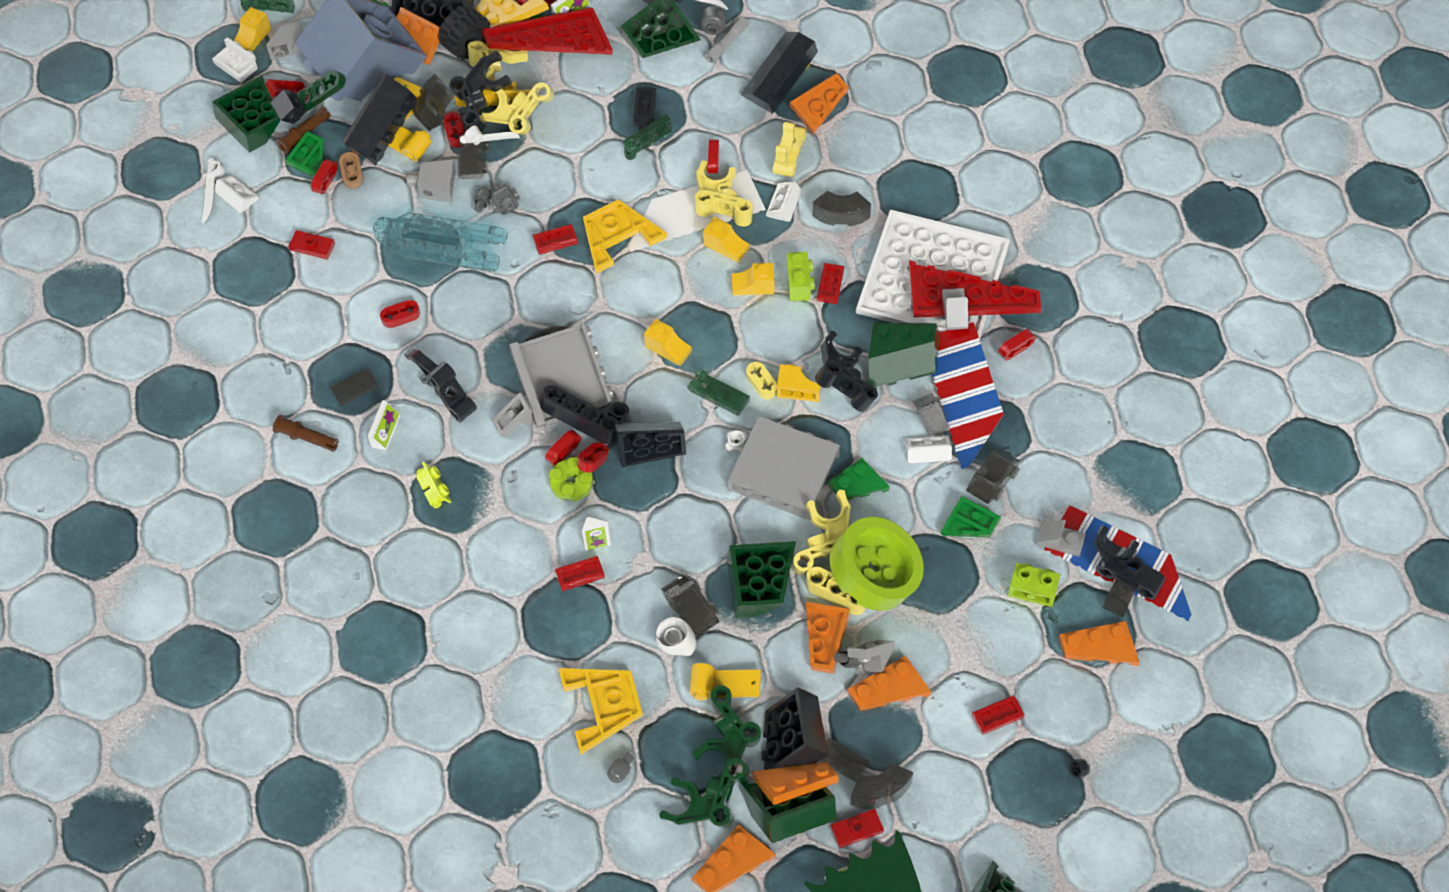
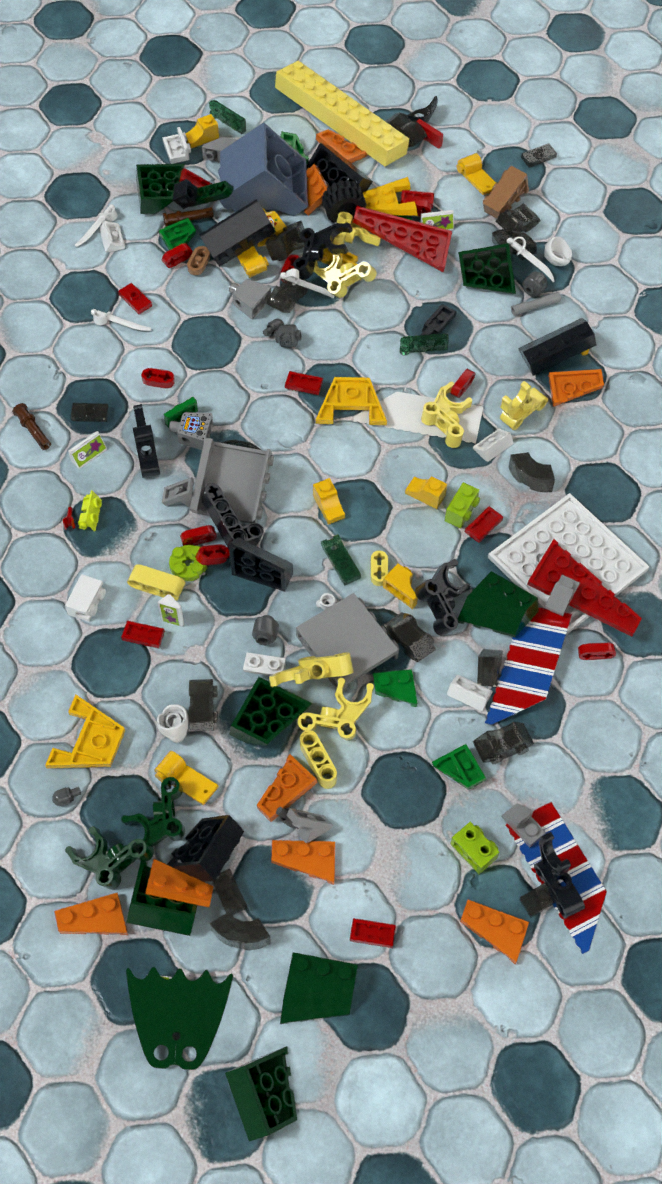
camera: 30 degrees right, 0 degrees up
(291, 283) = (101, 318): none -> white sword
(418, 506) = (69, 520): none -> red hand
(452, 335) = (176, 413): none -> green plate
(460, 255) = (227, 358): clear light blue piece -> none
(478, 345) = (193, 429): none -> light grey torso
(495, 571) = (85, 598): none -> white brick
(554, 516) = (155, 582): none -> light yellow beam
(698, 500) = (265, 630): none -> dark grey head
(722, 239) = (426, 449): yellow arch -> none
(723, 532) = (263, 664): none -> white bracket
(770, 513) = (310, 669): none -> light yellow piece
(839, 427) = (405, 630): none -> clear smoke brick
(857, 828) = (202, 952): red plate -> none
(886, 548) = (377, 751): lime brick -> none
(985, 792) = (317, 988): none -> dark green wedge
(1077, 764) = (406, 1016): black hinge -> none

